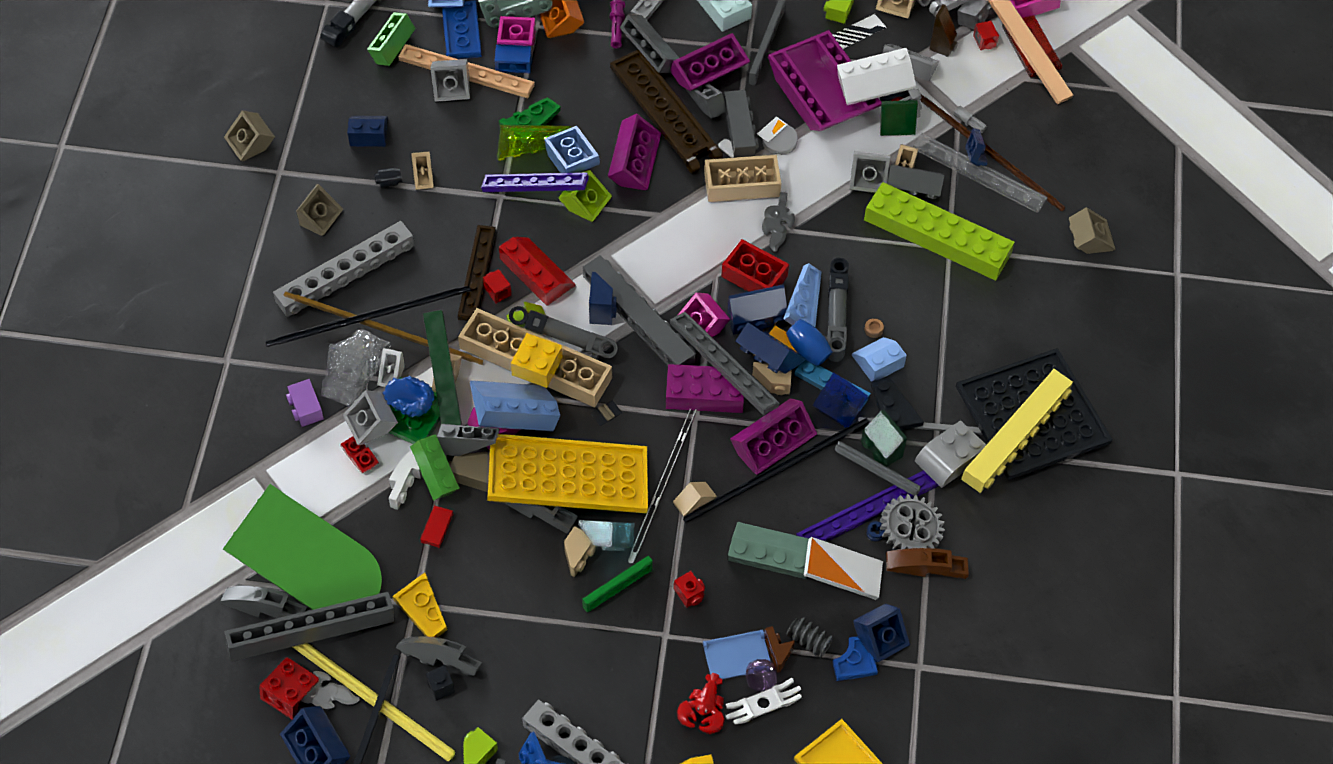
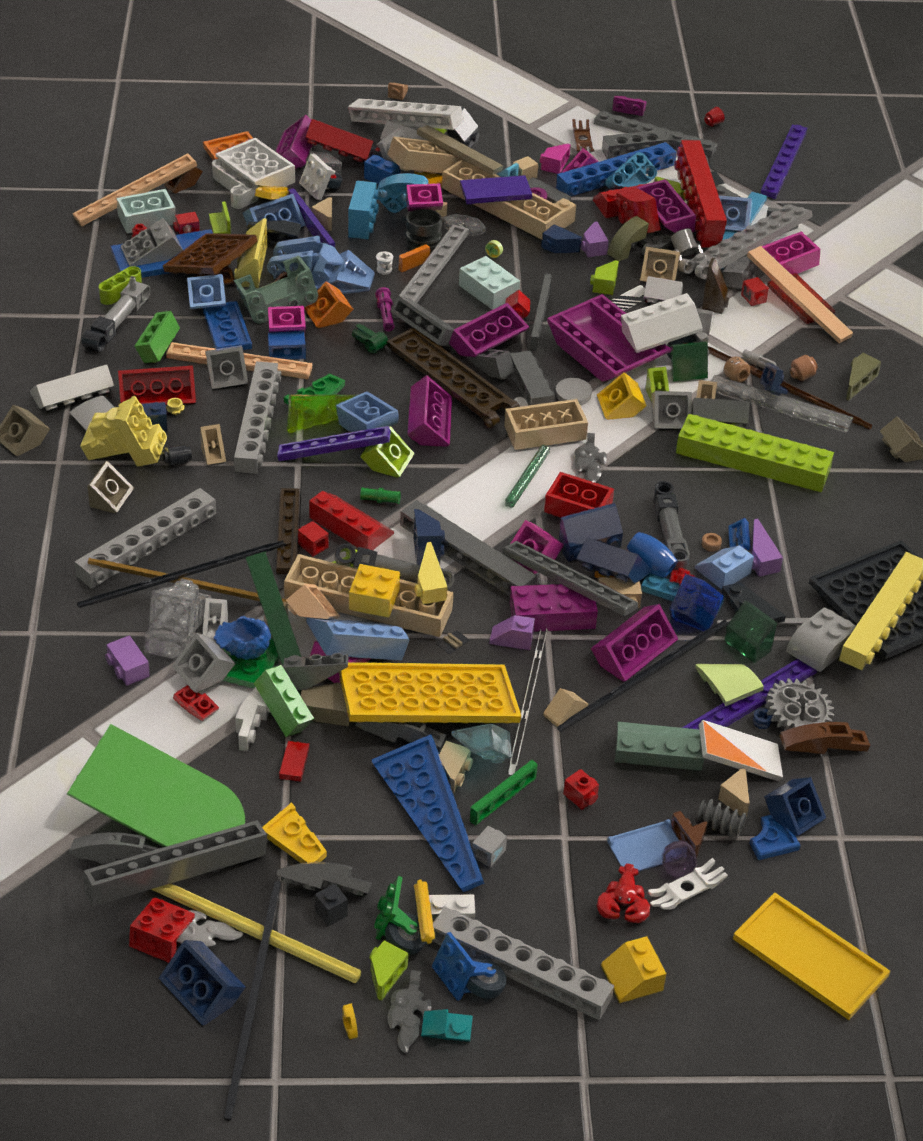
camera: 10 degrees left, 15 degrees down
(303, 89) = (71, 387): none -> white slope
(321, 122) = (84, 412): none -> light grey slope
(341, 152) = (124, 431): none -> light yellow brick
(382, 96) = (158, 384): none -> red slope
(396, 119) = (175, 406): none -> light yellow plate
(469, 141) = (257, 418): none -> light grey brick
(479, 367) = (311, 603): none -> light nougat slope
(499, 719) = (398, 927): none -> plate
(519, 701) = (424, 912): none -> yellow axle
(545, 575) = (425, 793): none -> blue wing
(555, 695) = (462, 903): none -> white plate
(569, 243) = (380, 495): none -> green pin
(590, 352) = (431, 582): none -> light yellow slope
(593, 638) = (489, 846): none -> light grey brick
(597, 60) = (372, 340): none -> dark green piece
(663, 412) = (514, 632): none -> medium lavender slope
(713, 234) = (527, 476): none -> clear green axle
(746, 32) = (519, 303): none -> red brick
(772, 129) = (564, 383): white sticker -> none
(805, 297) = (635, 516): light blue wing -> none
(823, 153) = (621, 398): none -> yellow slope
(829, 610) = (735, 792): none -> tan slope
(834, 365) = (678, 575): none -> red plate
(853, 488) = (730, 681): none -> yellowish green slope
(862, 138) = (656, 381): none -> lime slope
(877, 468) = (750, 661): dark grey axle -> none
(893, 27) = (661, 289): none -> white slope
(903, 325) = (742, 534): none -> blue tile
(920, 351) = (766, 555): none -> medium lavender slope
(945, 130) = (736, 369): none -> medium nougat head
(1012, 134) = (803, 368): none -> nougat head
(1071, 143) = (862, 373): none -> olive slope

